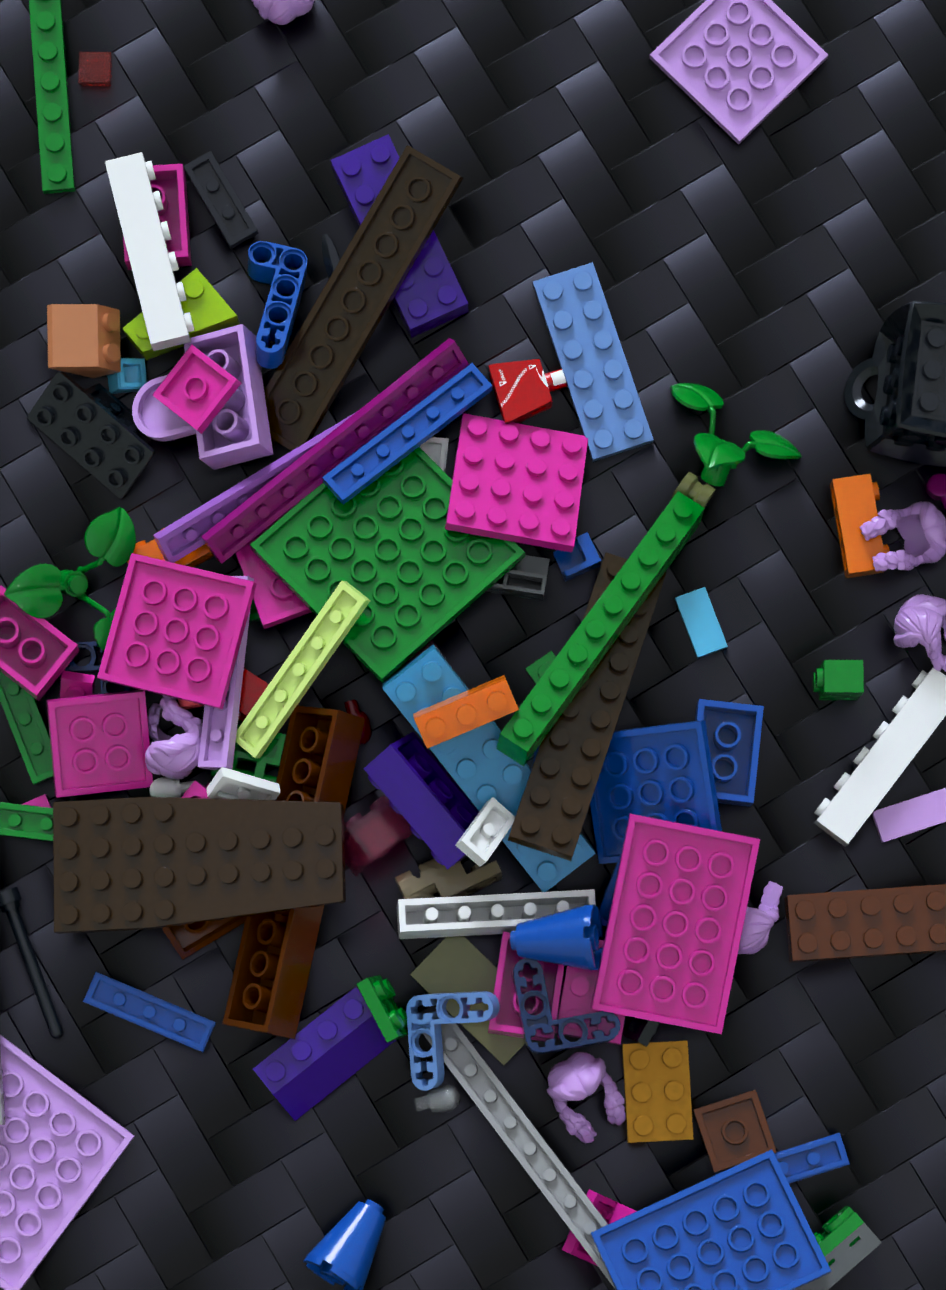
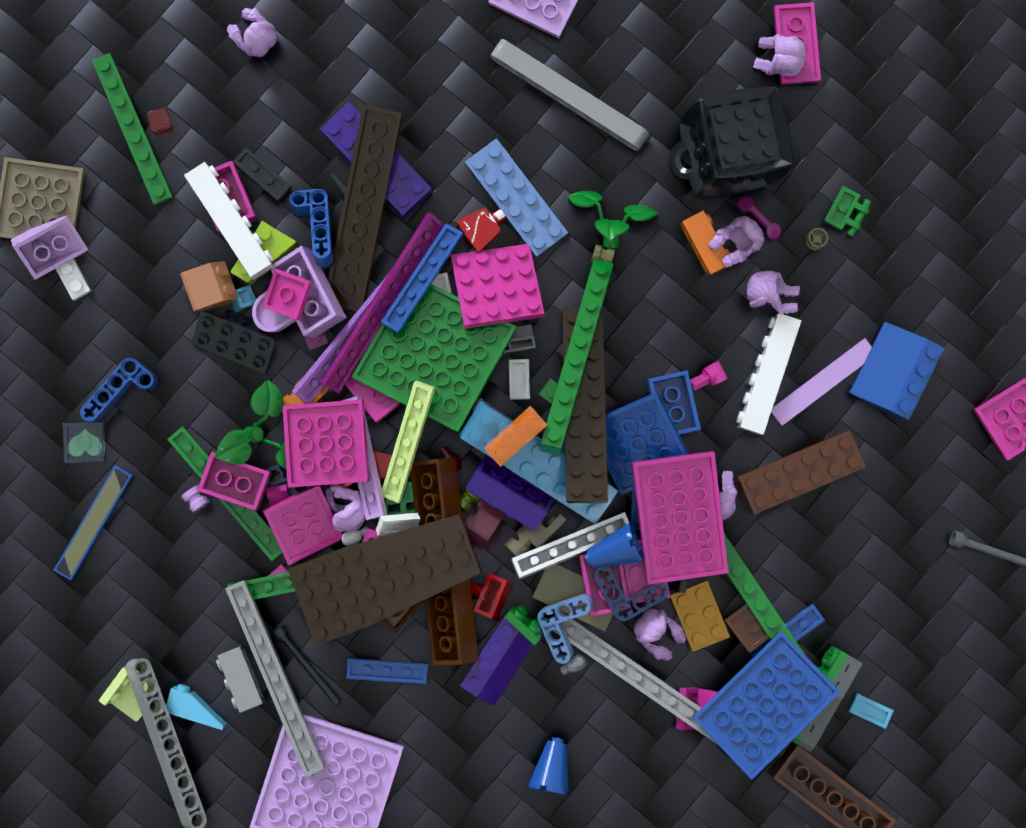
camera: 25 degrees left, 5 degrees up
(215, 478) = (317, 342): none -> magenta plate
(347, 950) = (491, 596): none -> red brick
(362, 790) = (467, 499): none -> clear neon green wheel
(486, 832) = (551, 502): white plate -> none
(503, 636) = (519, 379): none -> white tile
(581, 560) = (550, 318): blue panel -> none
(701, 622) = (632, 332): medium azure tile -> none
(726, 234) = (569, 95): none -> light grey beam
(750, 1082) = (754, 596): none -> green plate
(801, 729) = (710, 376): none -> dark pink axle
(839, 680) = (726, 339): green brick -> none

